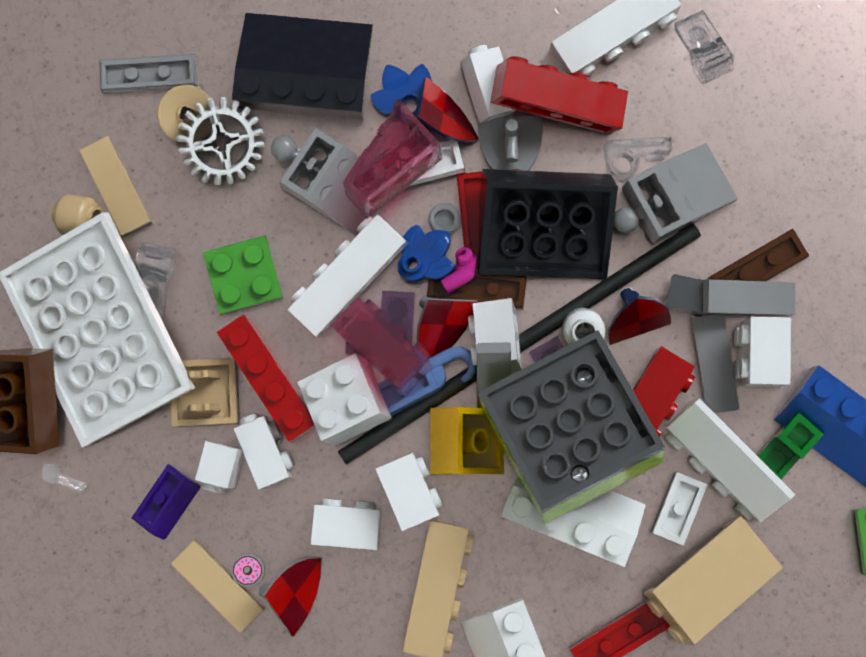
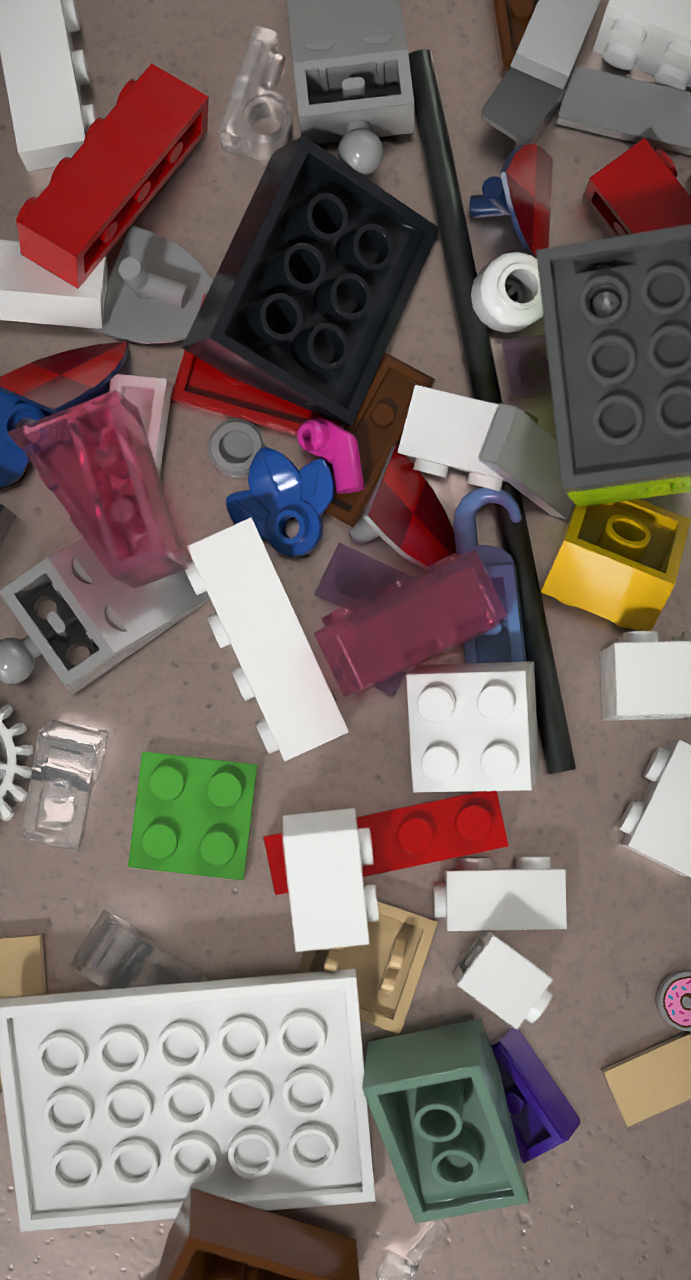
camera: 70 degrees left, 0 degrees up
(136, 466) = (445, 1120): none -> sand green slope
(232, 200) = (62, 783): none -> clear plate
(233, 353) = (326, 879): none -> white brick

